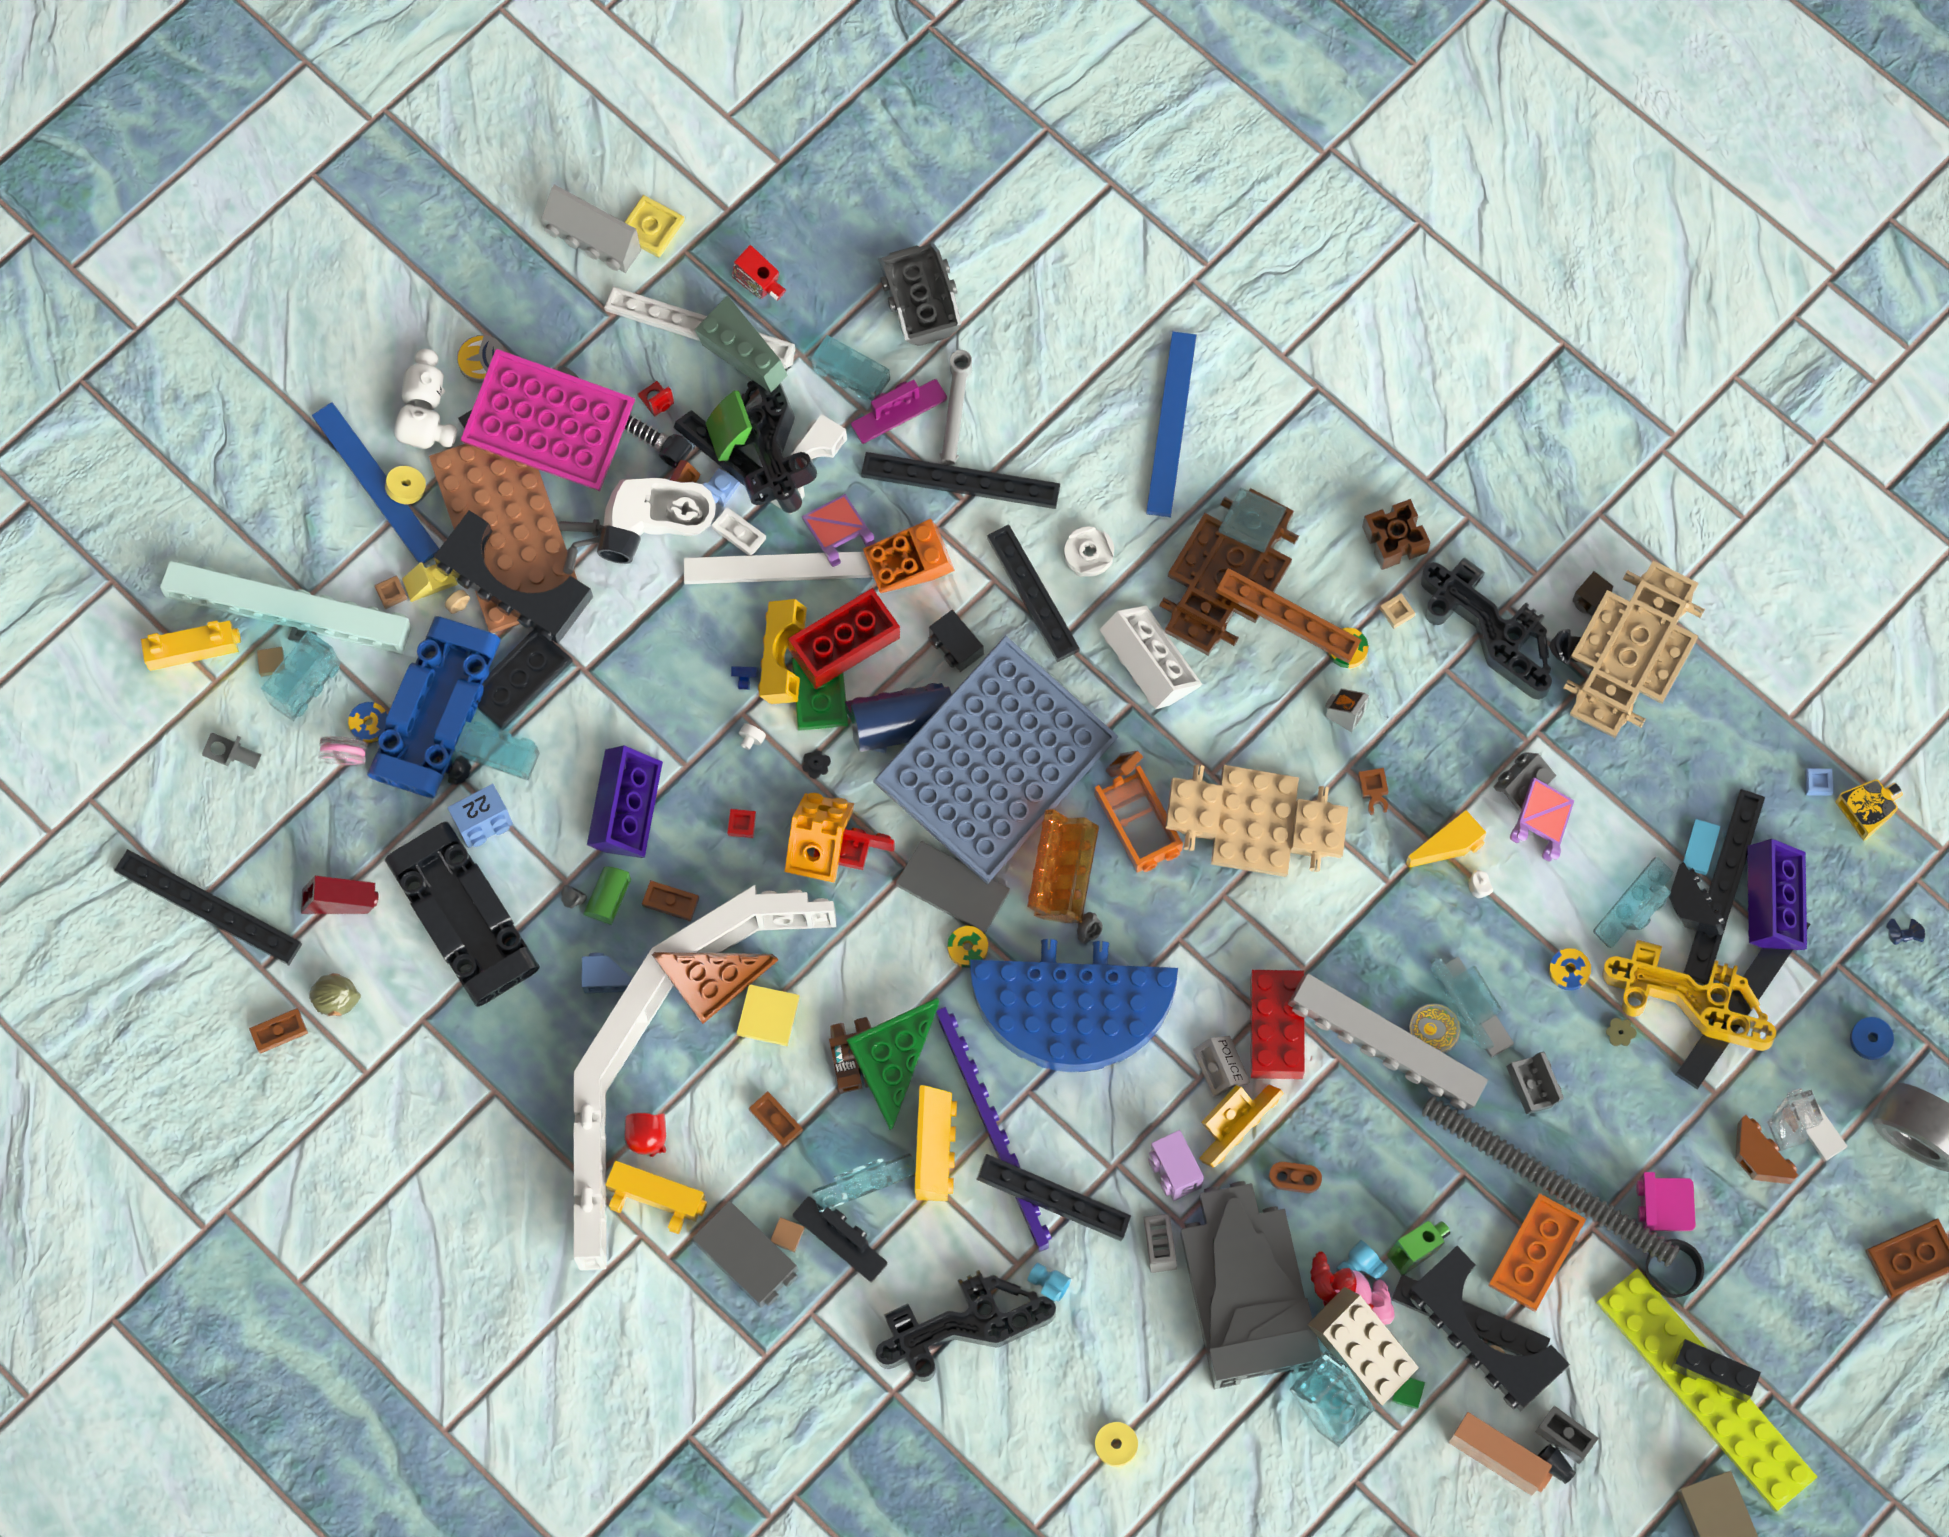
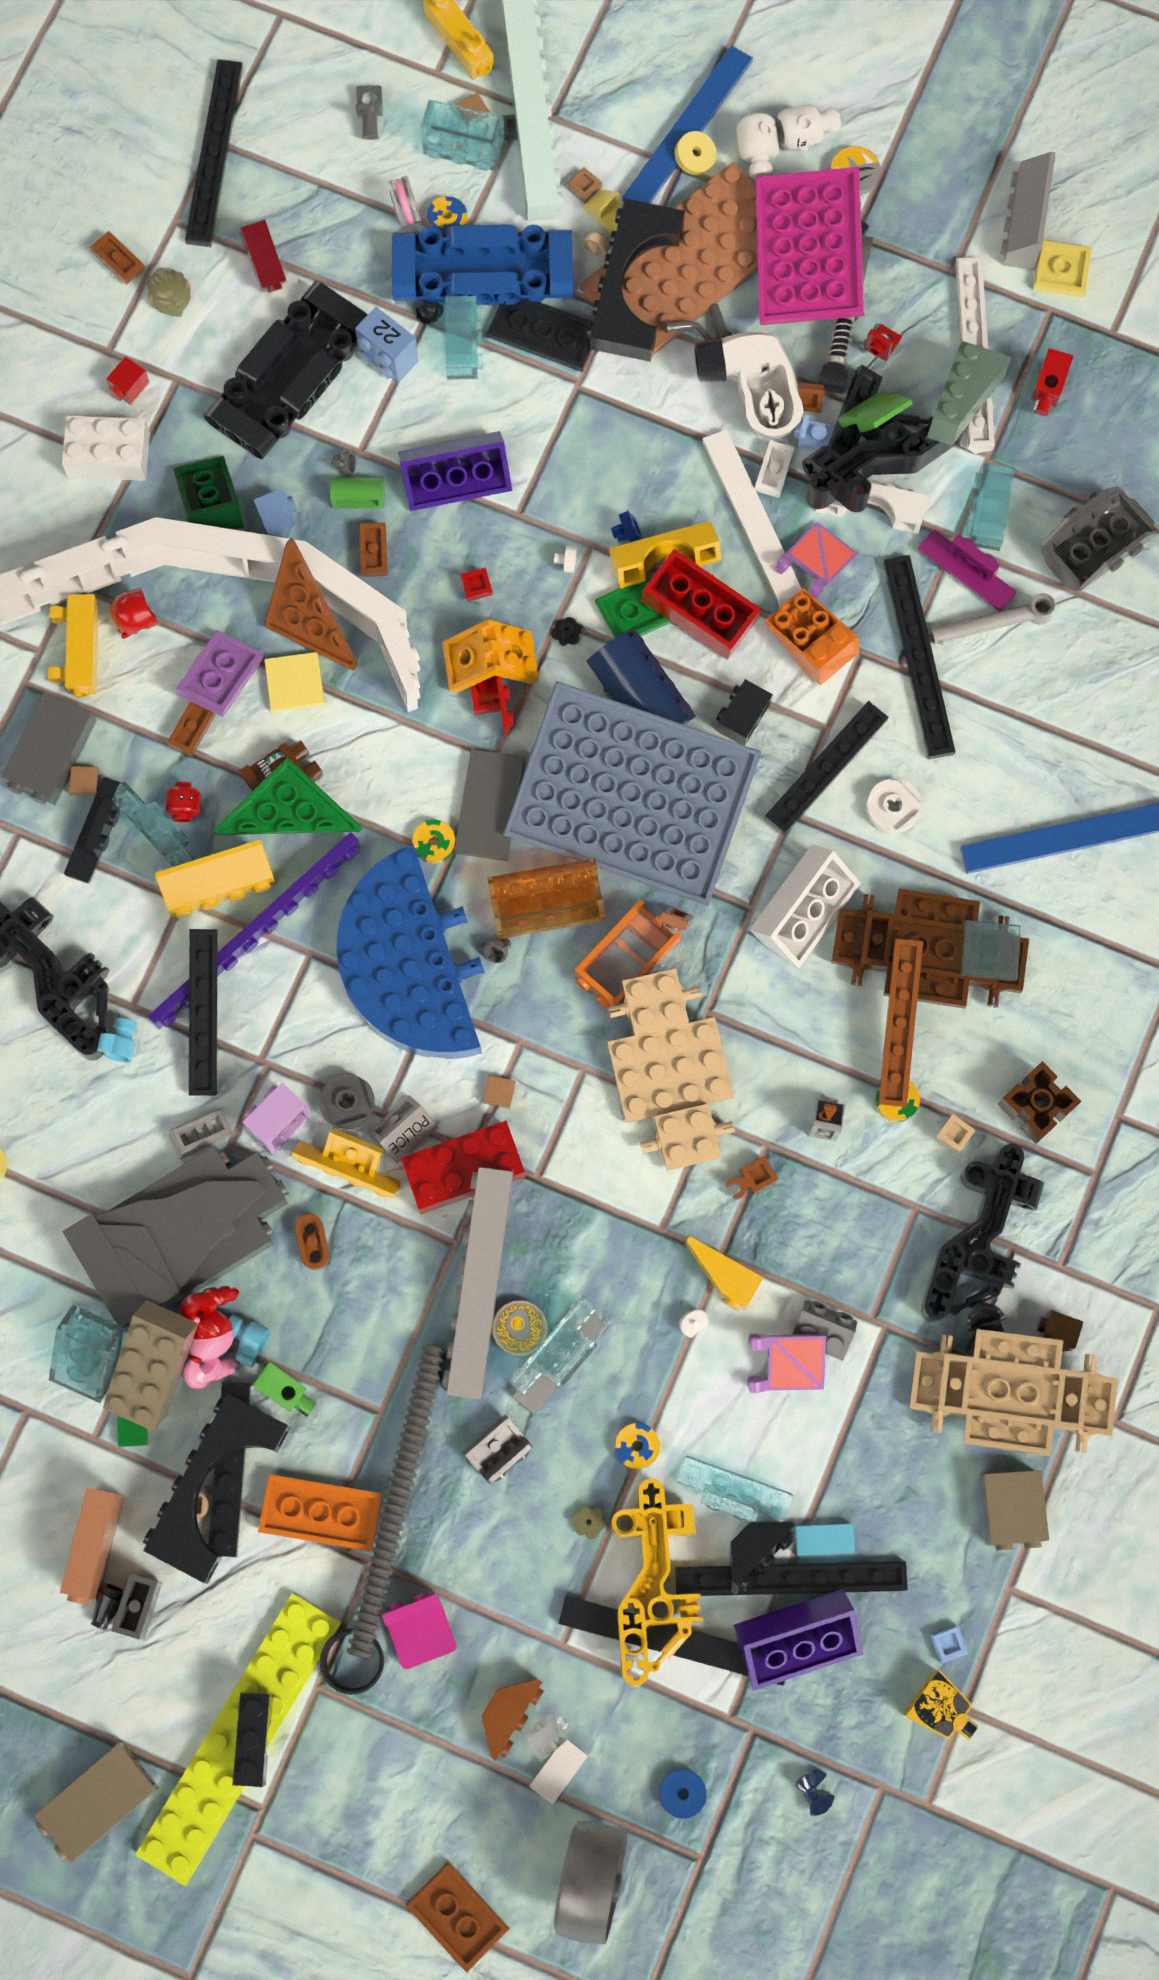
camera: 65 degrees right, 5 degrees up
(409, 1063) = (127, 381): none -> red brick
(470, 1104) = (106, 448): none -> white brick
(556, 1027) = (209, 494): none -> dark green slope
(736, 1075) = (219, 673): none -> medium lavender plate
(846, 1150) = (182, 802): none -> red head
(1190, 1094) = (333, 1093): none -> dark grey plate
(1218, 972) = (499, 1092): none -> medium nougat tile
(1727, 687) = (1014, 1509): none -> dark tan brick

